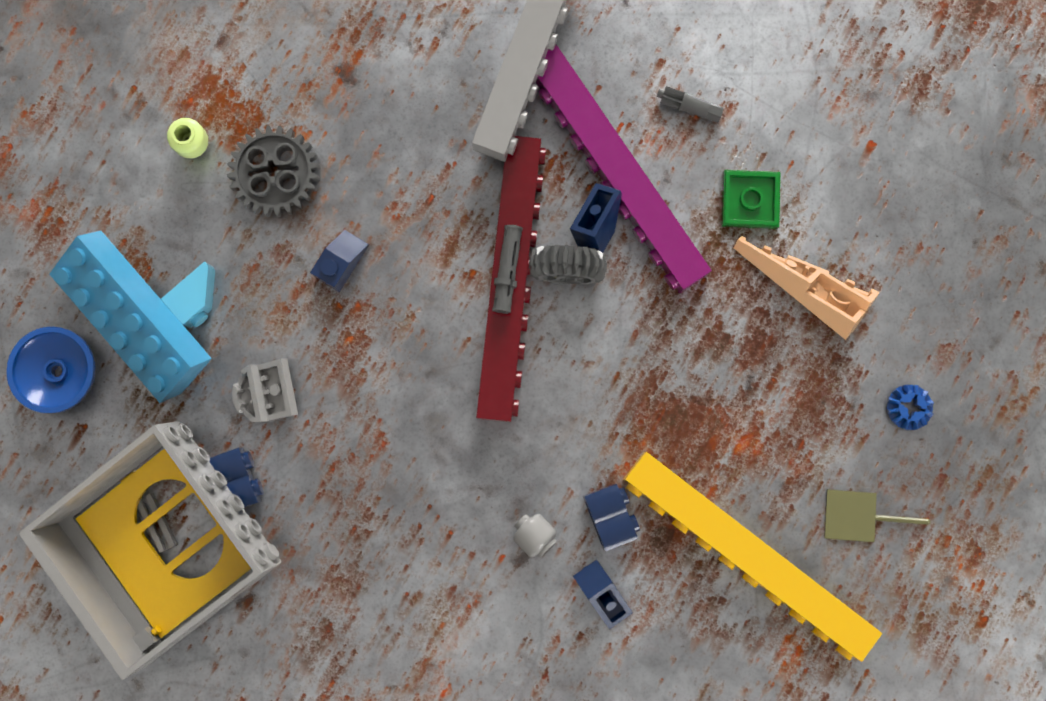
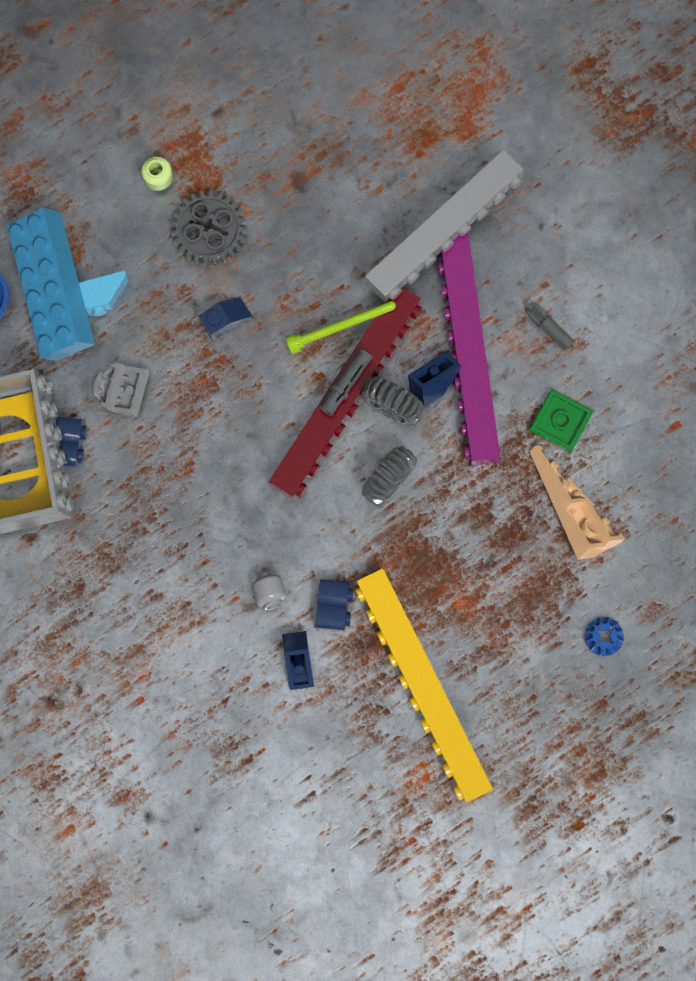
camera: 30 degrees right, 5 degrees down
(431, 249) = (297, 342): none -> lime piece
(604, 348) = (389, 476): none -> dark grey gear
(853, 516) = (519, 696): olive piece -> none

